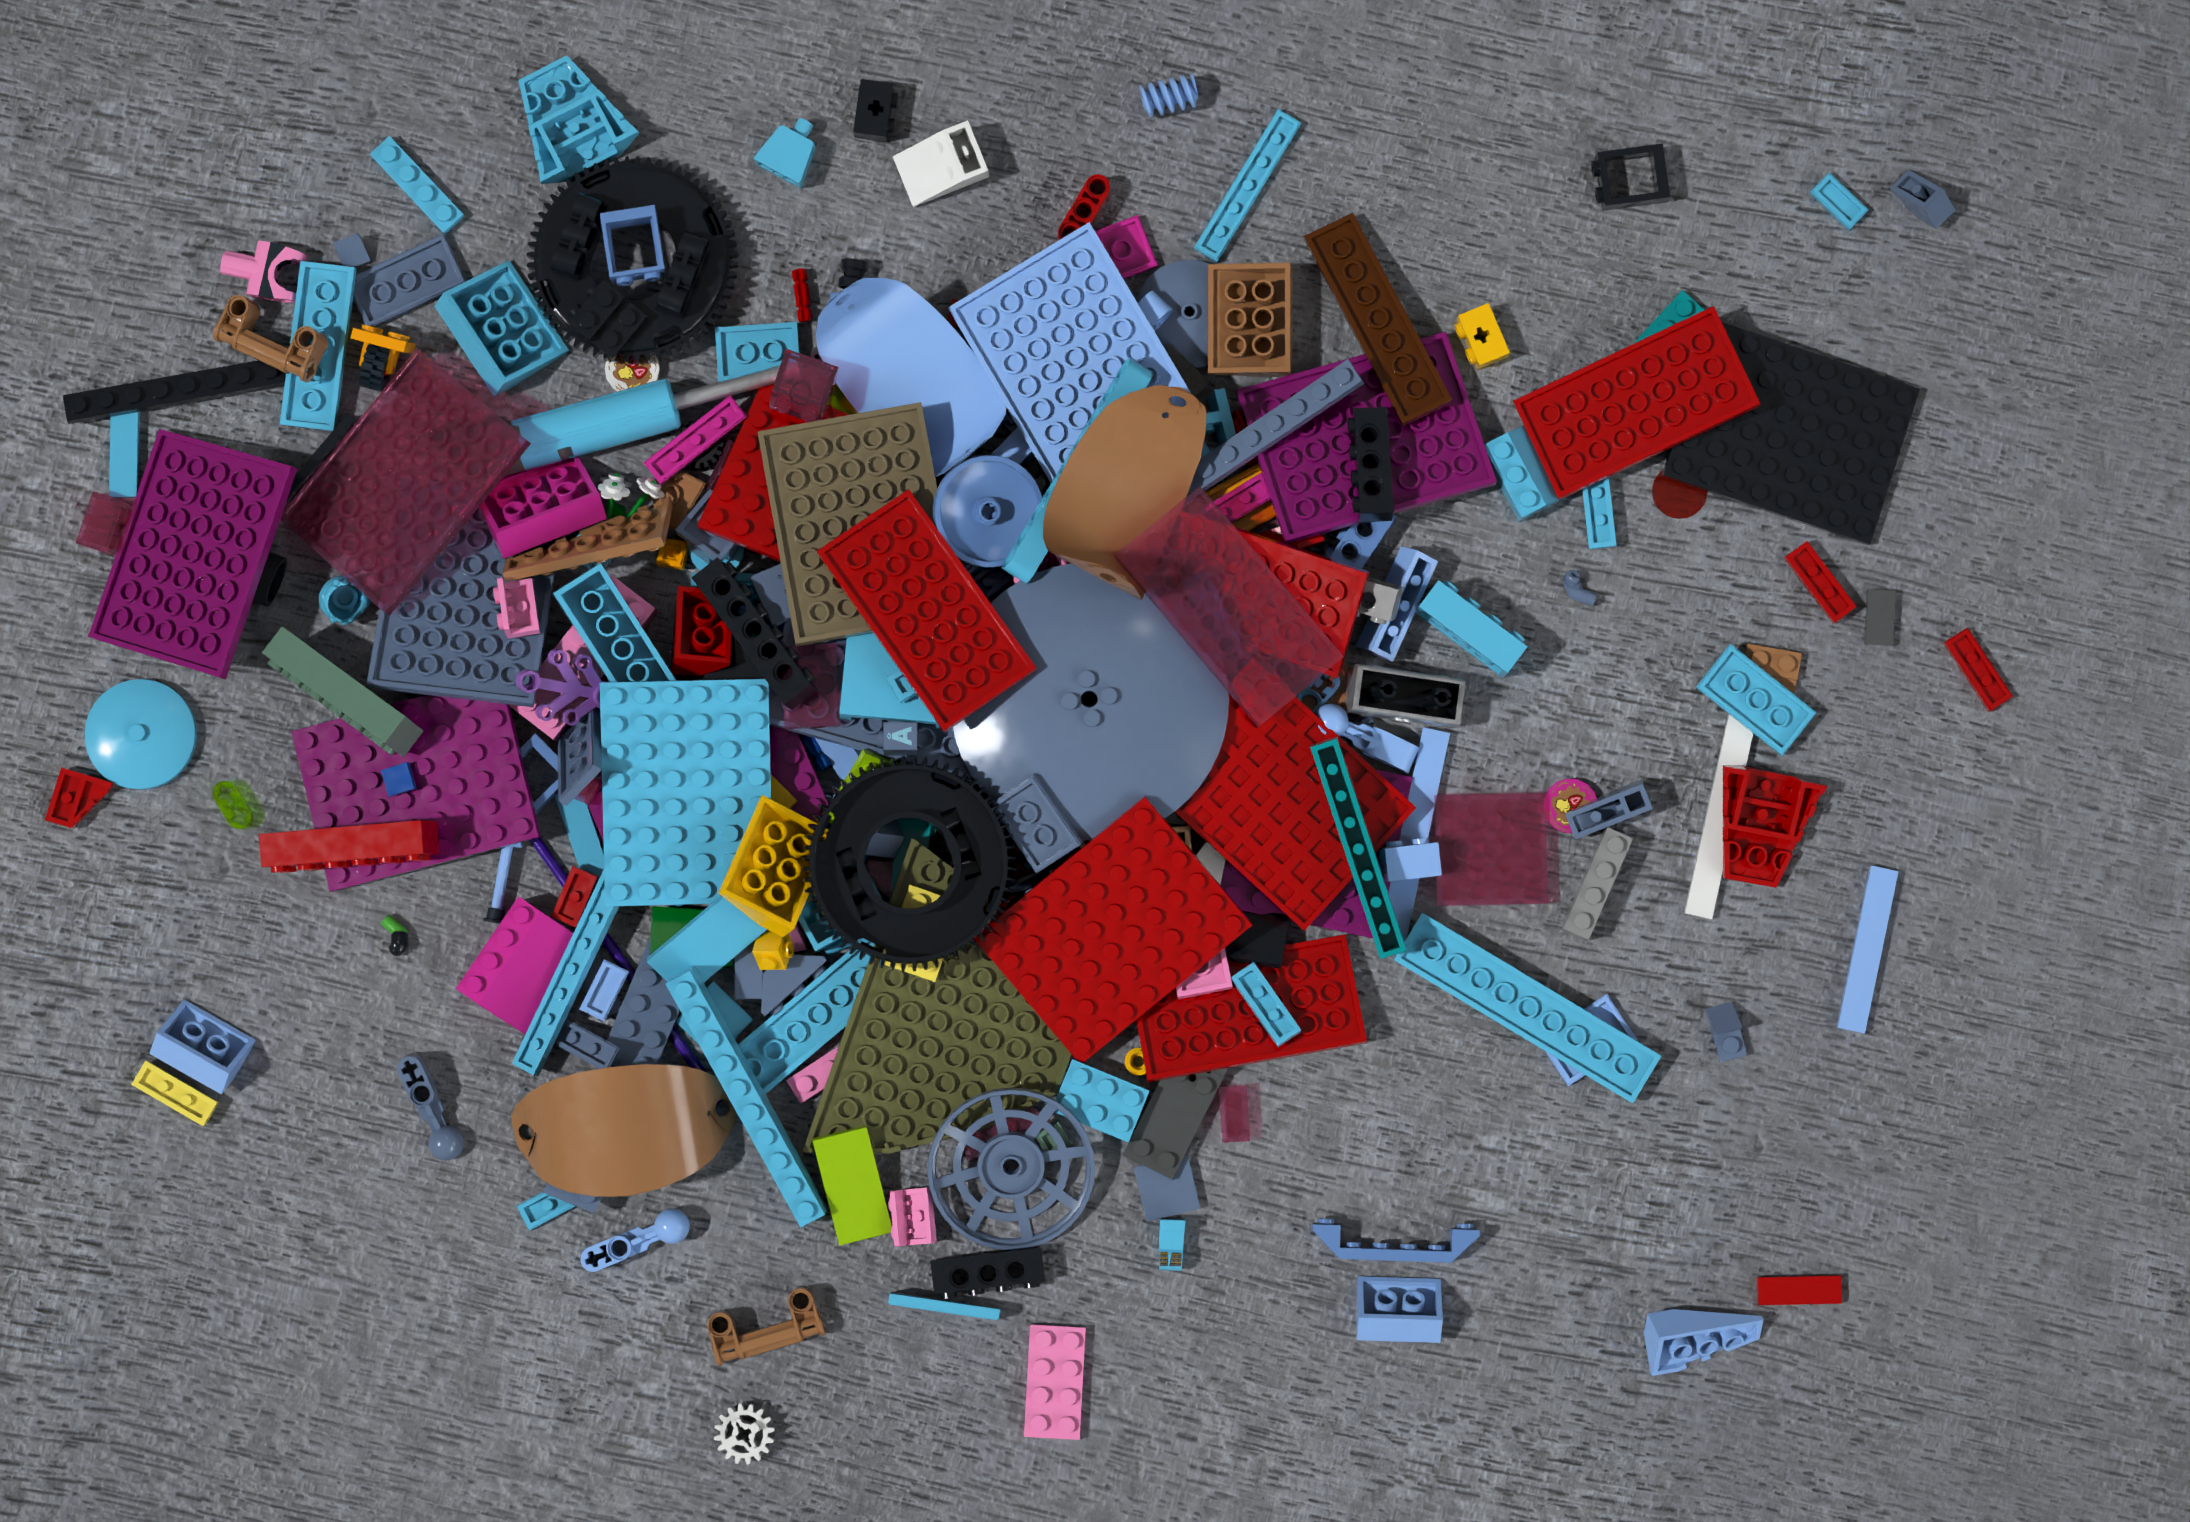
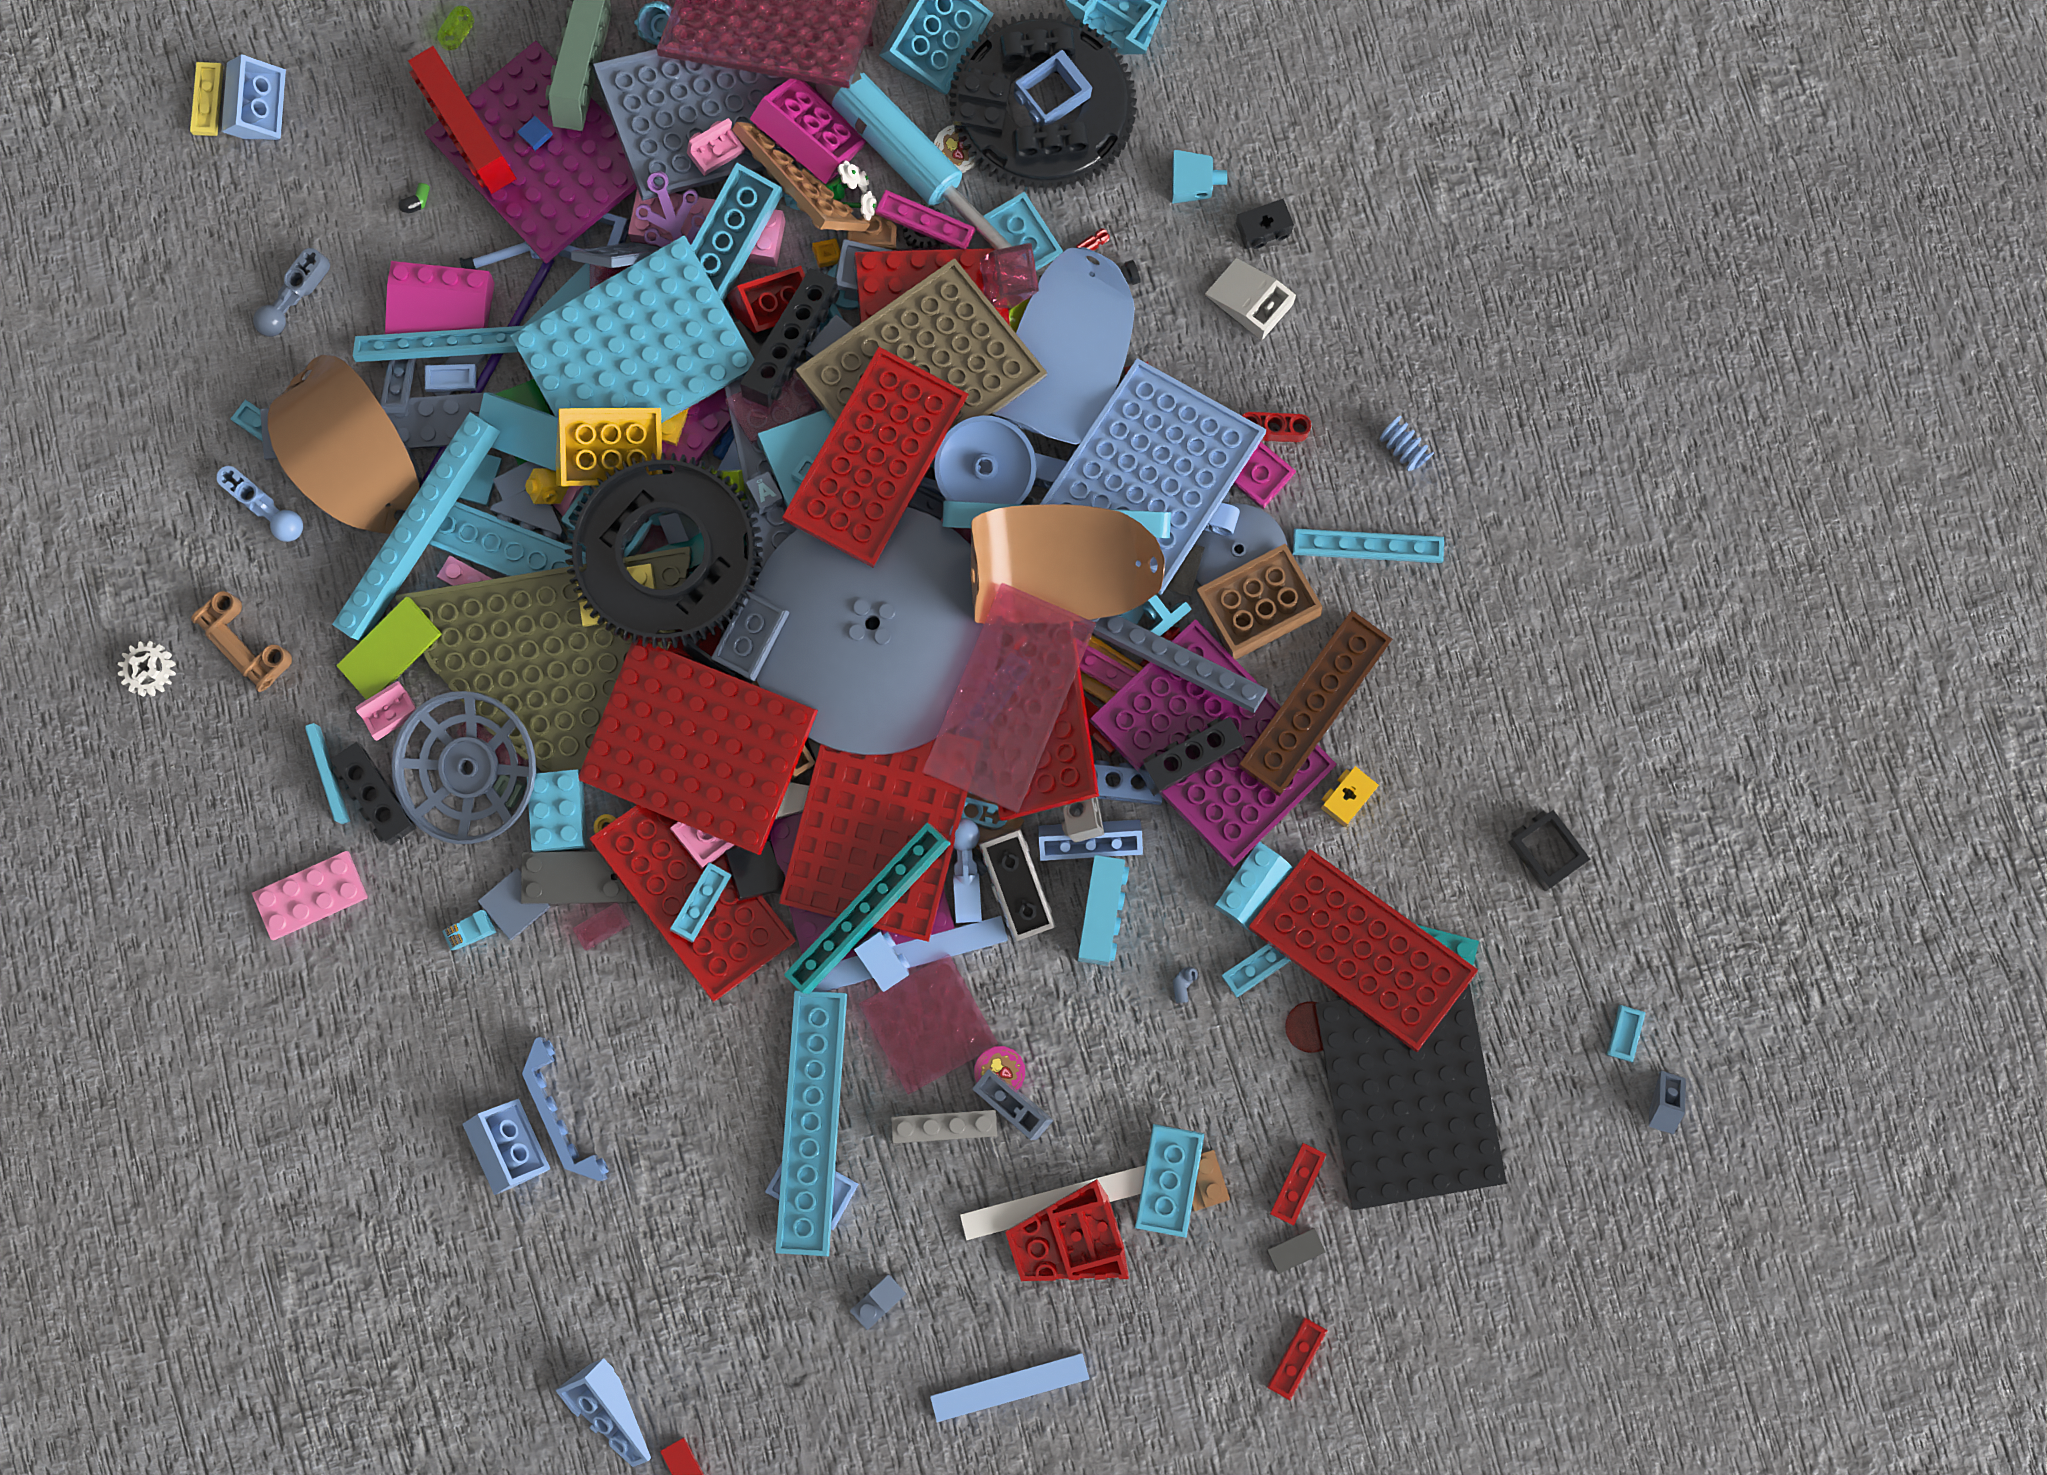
camera: 65 degrees right, 5 degrees down
(575, 896) = (513, 314): red plate -> none

